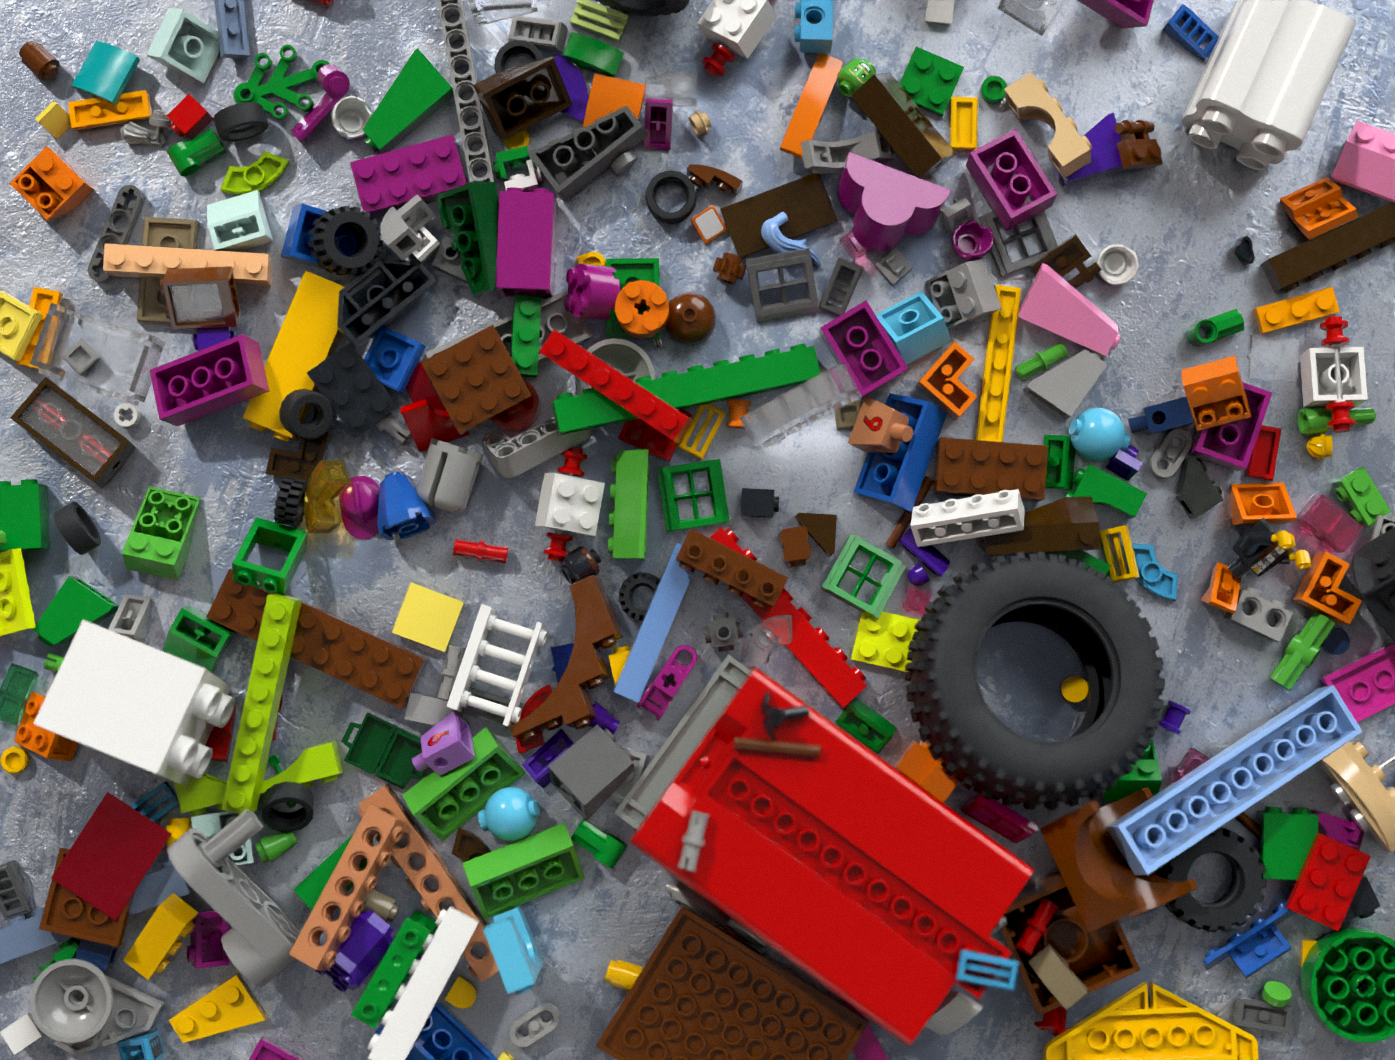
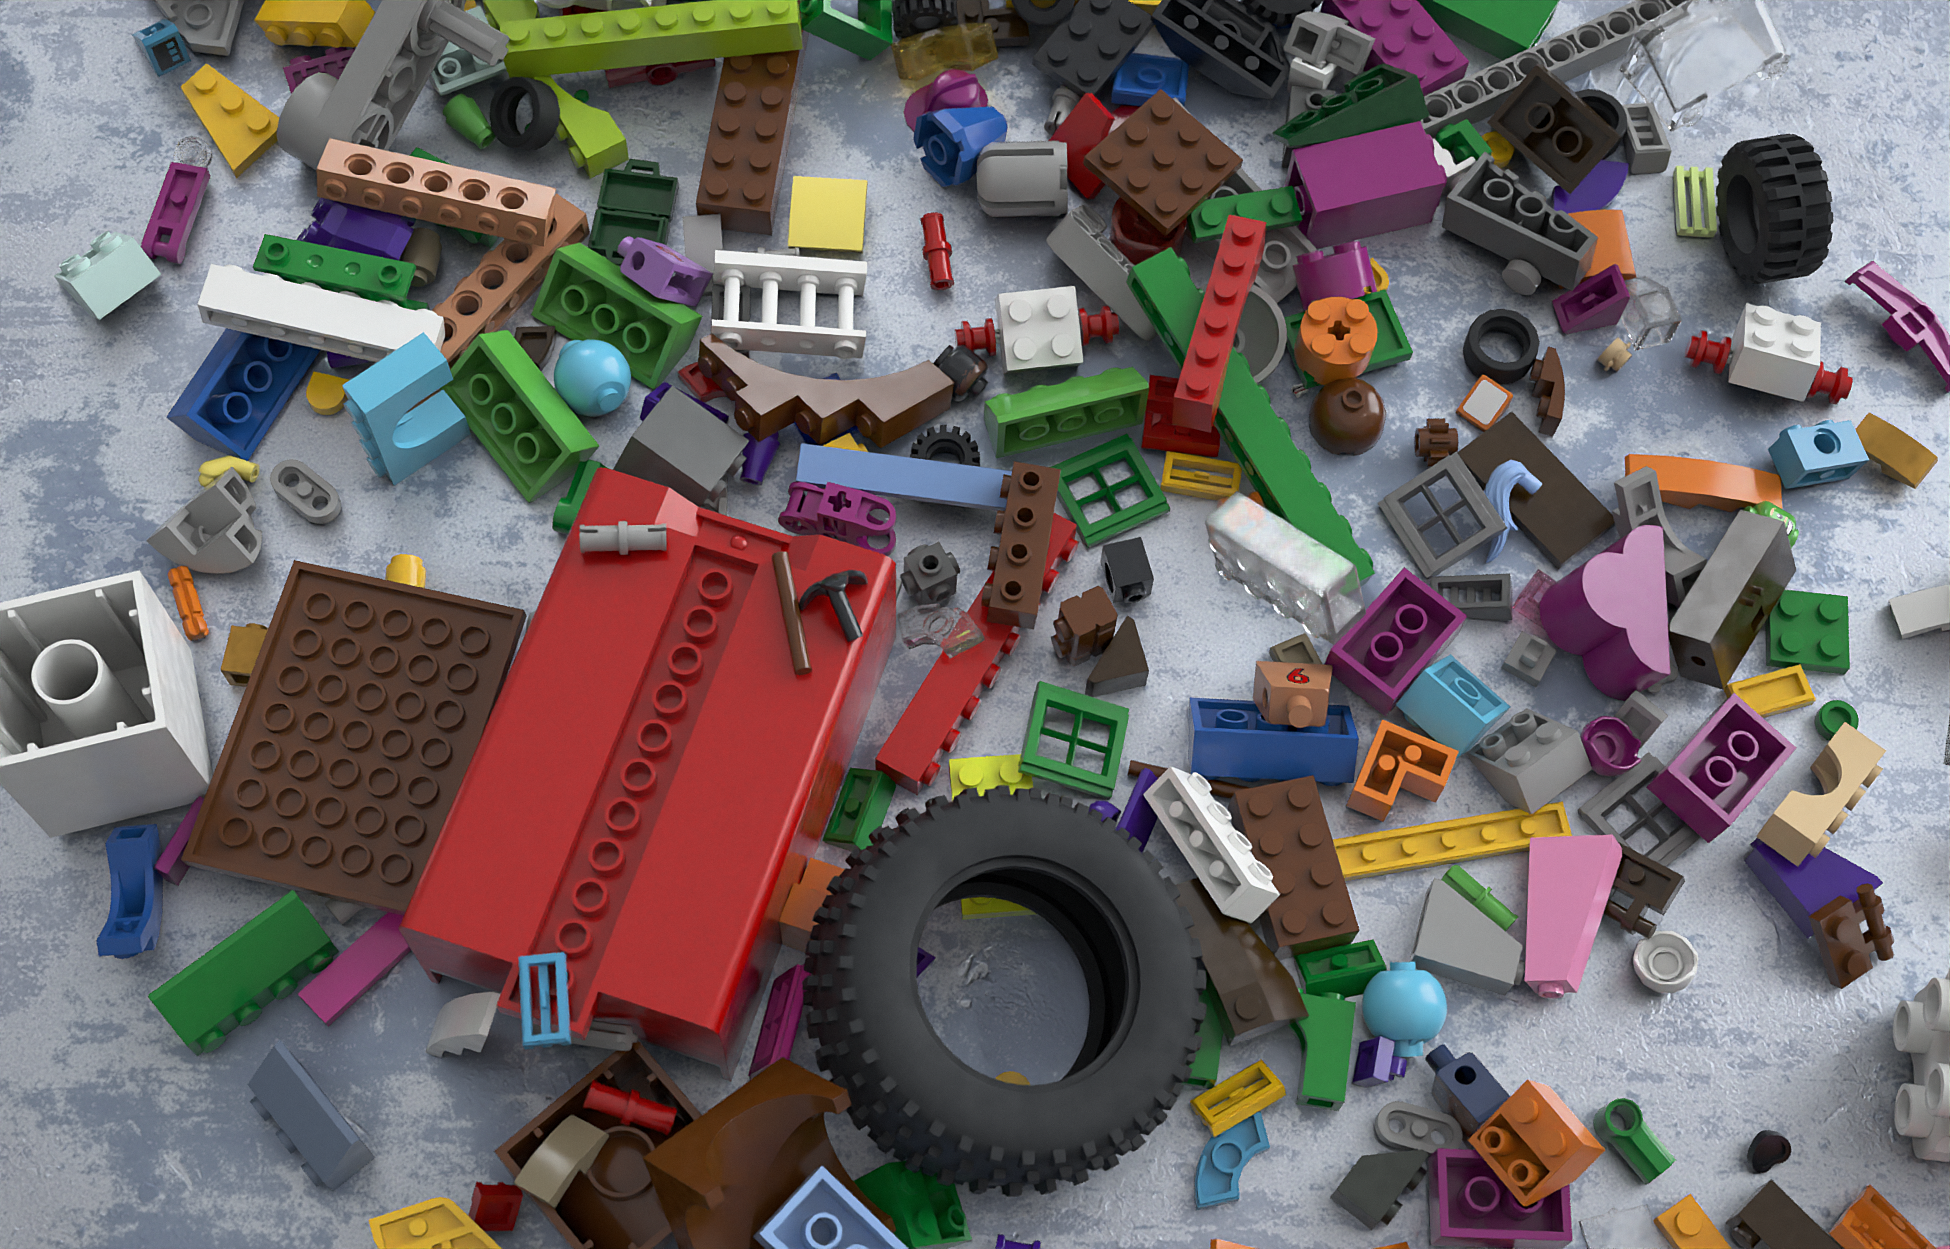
camera: 65 degrees right, 20 degrees down
(593, 53) = (1647, 203): green slope -> none

